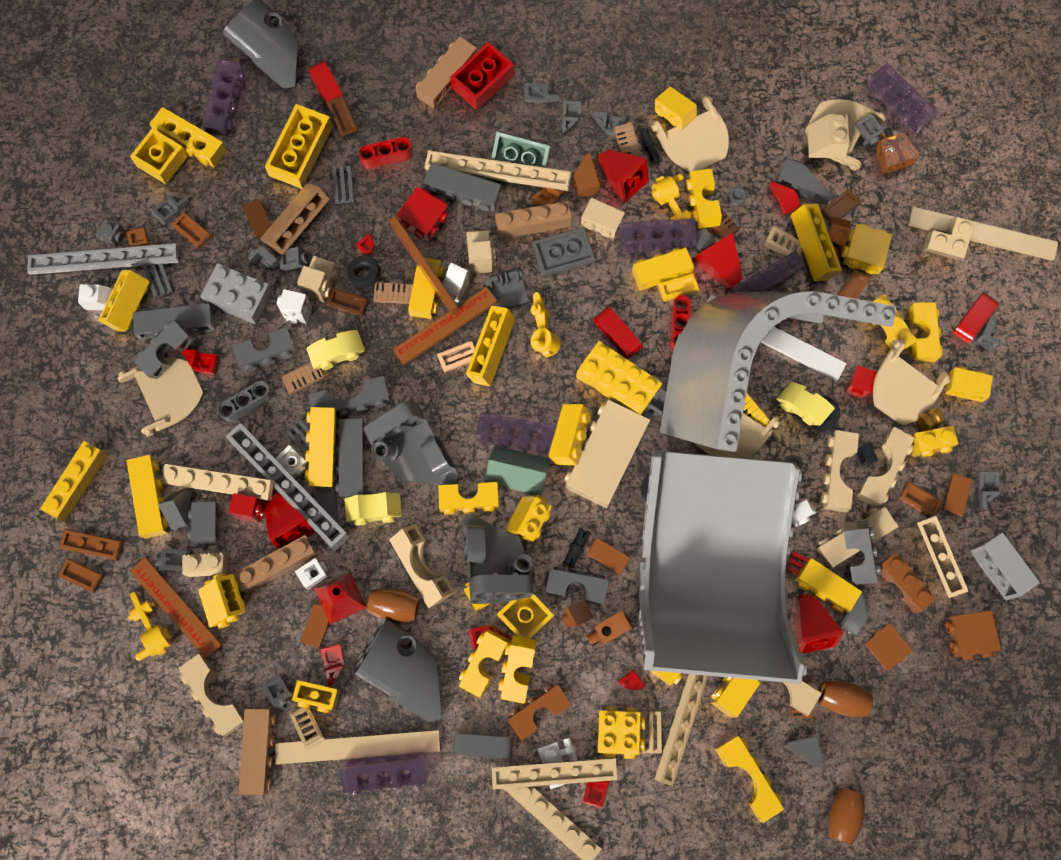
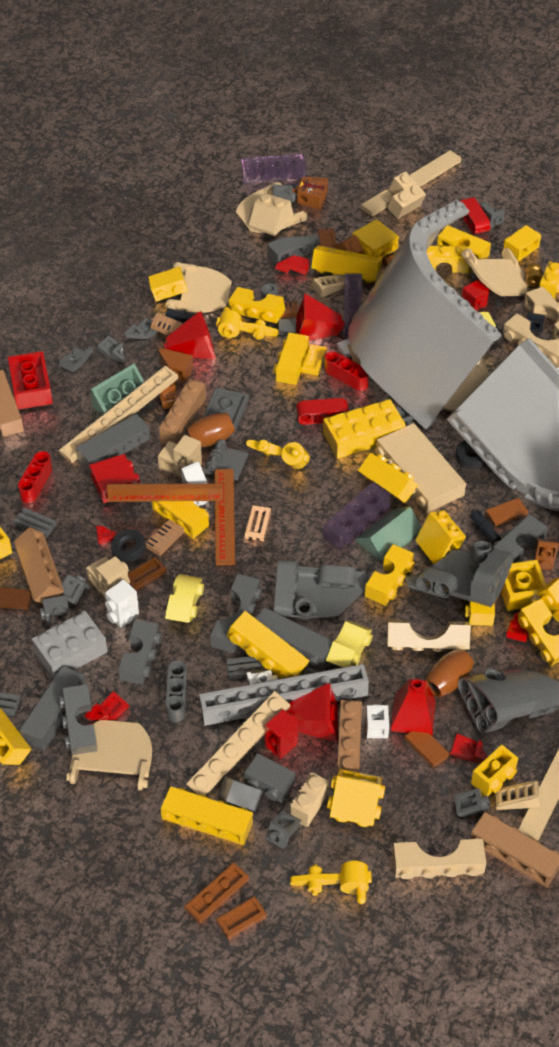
camera: 55 degrees left, 25 degrees down
(73, 481) = (145, 869): yellow brick -> none
(176, 608) = (330, 850): dark orange tile -> none
(301, 378) = (187, 640): medium nougat tile -> none
(490, 346) = (269, 491): yellow brick -> none
(525, 255) = (211, 429): none -> dark orange piece
(602, 218) = (218, 371): tan brick -> none
(649, 229) = (263, 345): clear purple brick -> none

